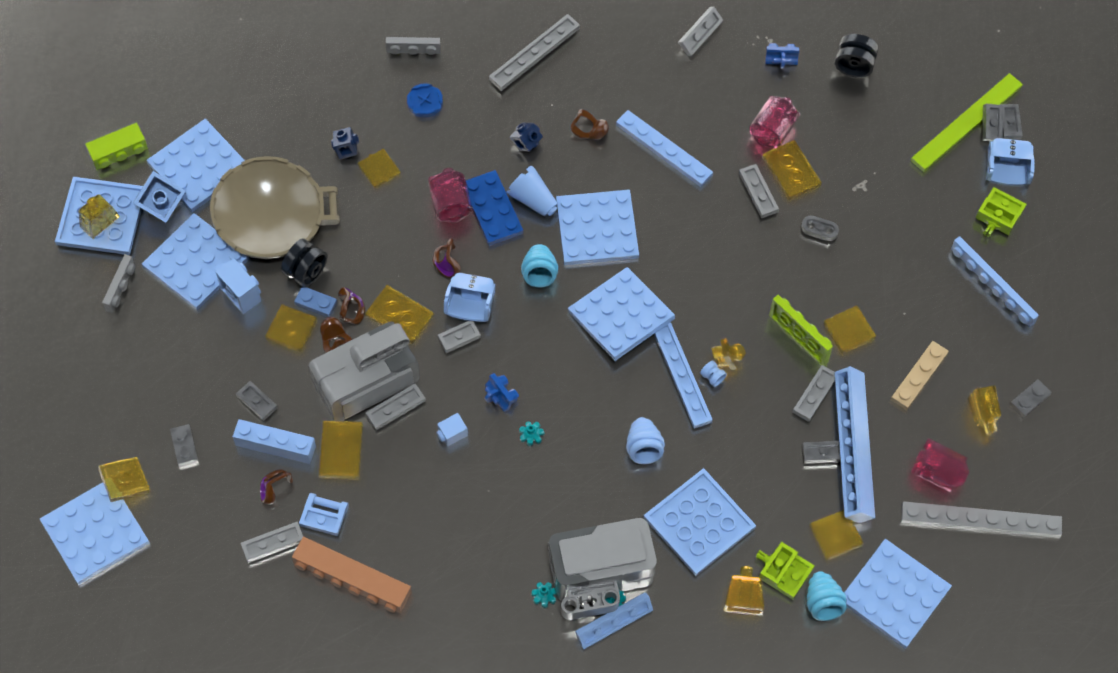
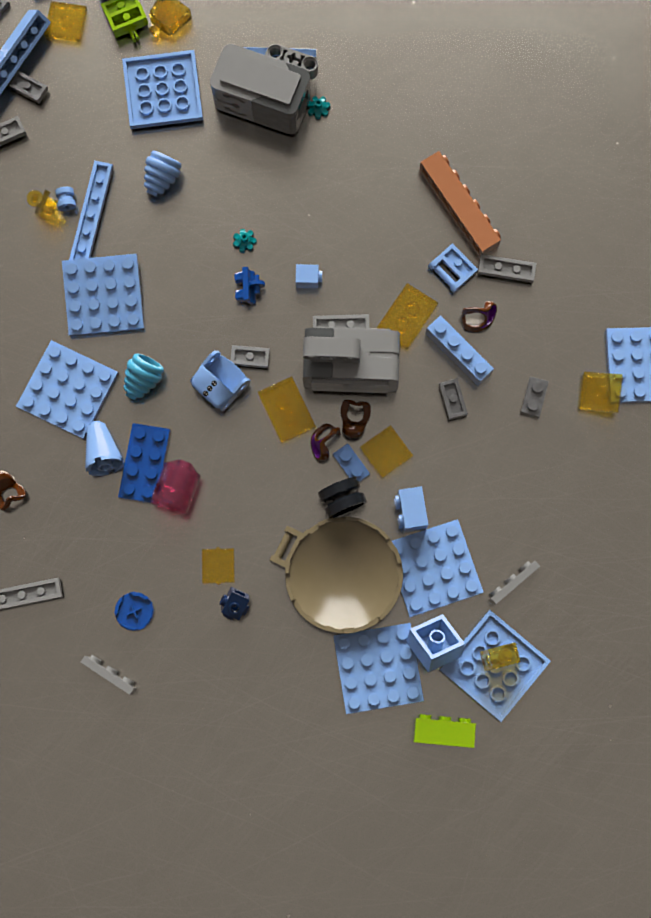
camera: 145 degrees left, 15 degrees up
(447, 266) = (219, 425): reddish brown piece -> none
(526, 136) = (69, 510): dark blue brick -> none

